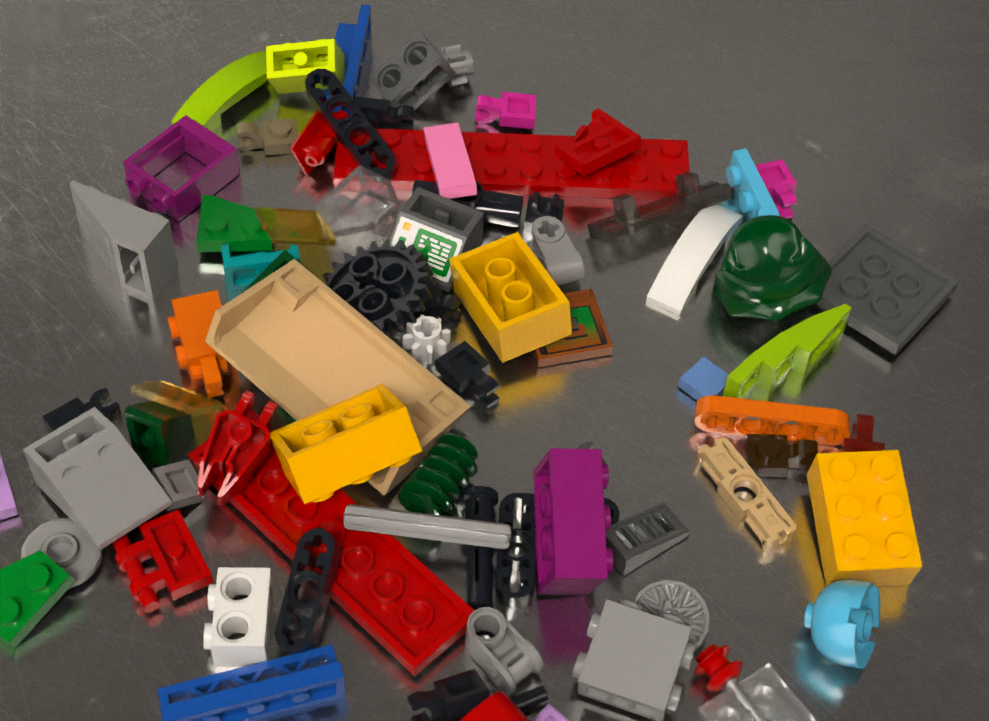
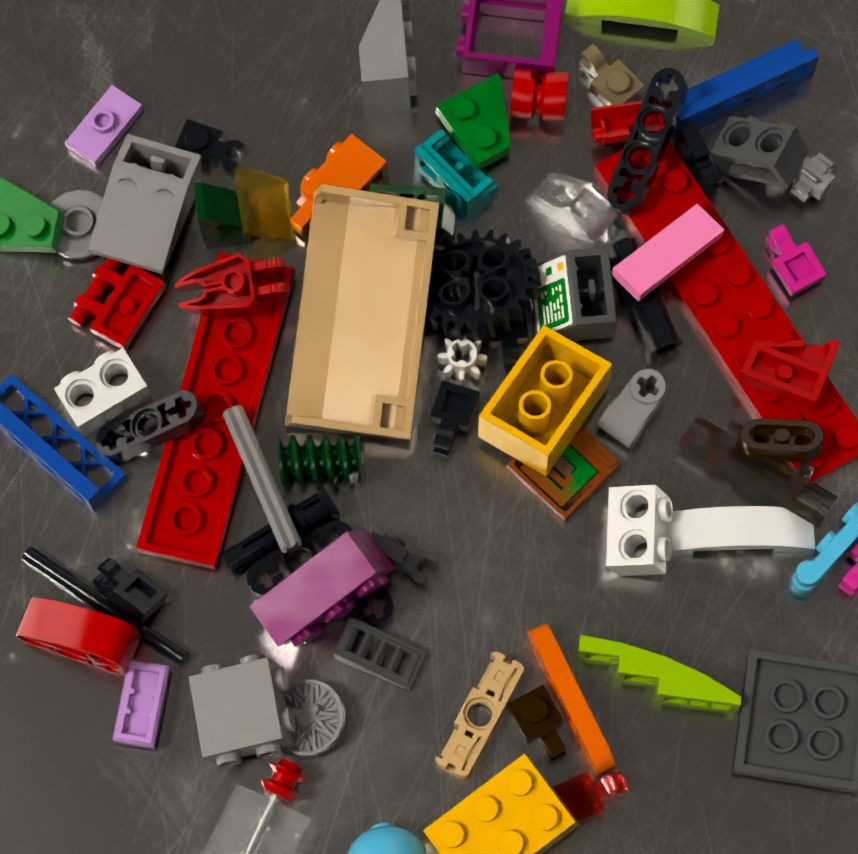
camera: 65 degrees right, 20 degrees up
(179, 483) = (185, 259): light grey plate -> none
(249, 176) = (539, 95): none -> red wheel
(292, 62) = (694, 54): neon yellow brick -> none
(295, 226) = (504, 174): clear yellow piece -> none
(345, 443) = (278, 366): yellow brick -> none
(504, 657) = (193, 605): light grey piece -> none
(543, 206) = (685, 371): black tile -> none
(653, 174) = (782, 439): none -> dark brown plate
(654, 307) = (628, 532): none -> white brick
(703, 380) = (582, 617): medium blue tile -> none
(770, 270) = (737, 612): dark green piece -> none

